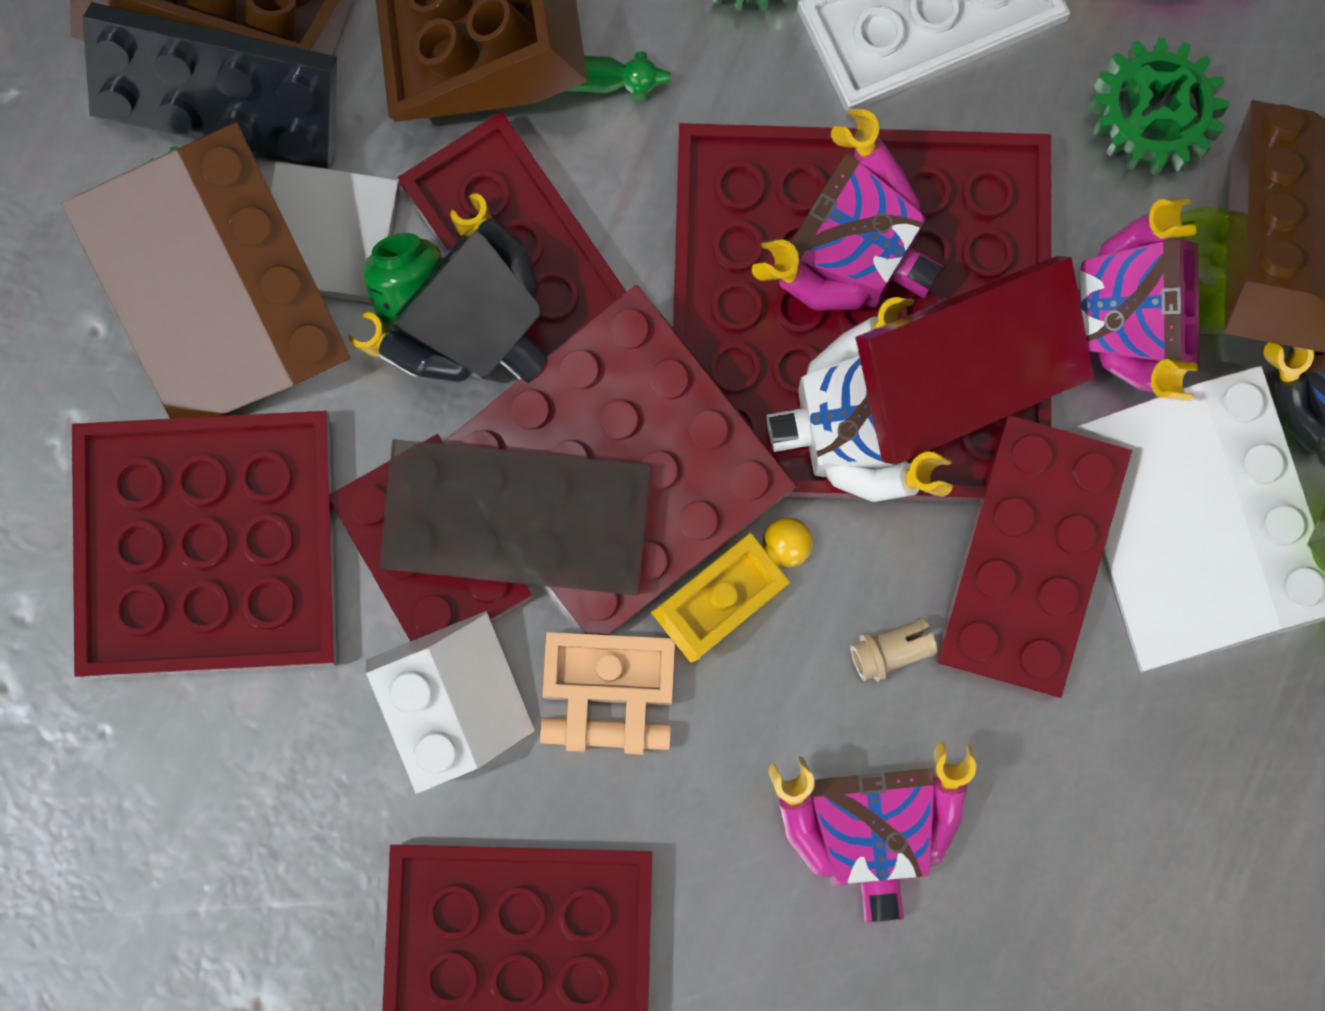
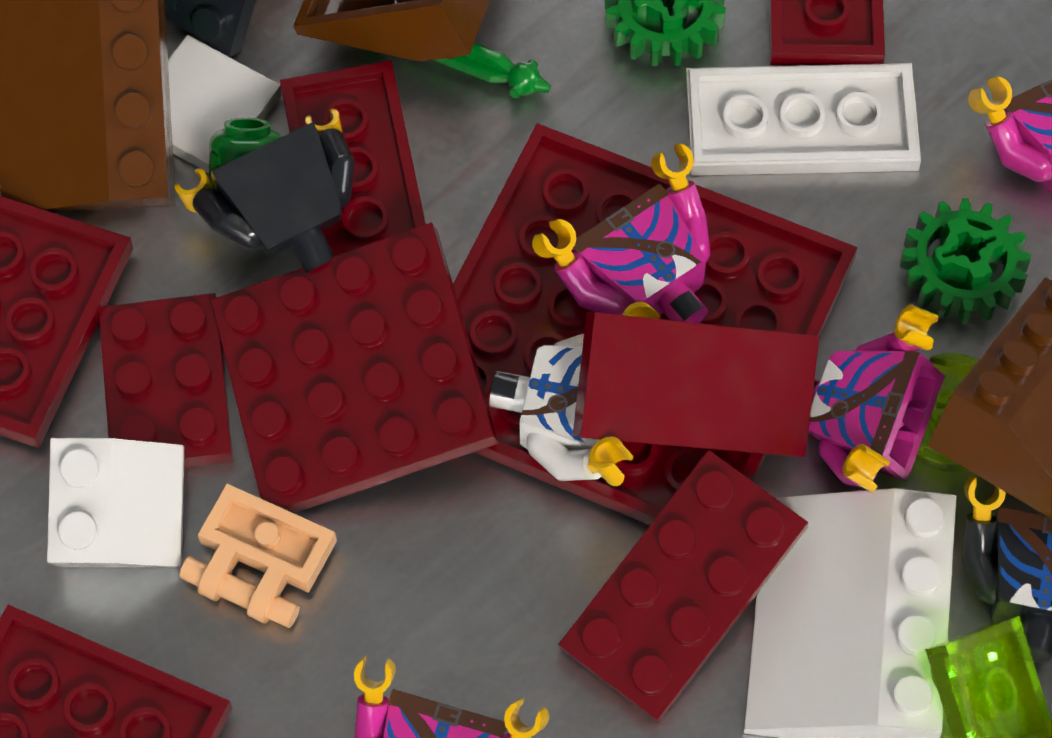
camera: 25 degrees right, 15 degrees down
(516, 517) = (244, 373): clear smoke plate -> none
(733, 587) = (406, 510): yellow plate -> none
(892, 649) = (524, 620): tan pin -> none

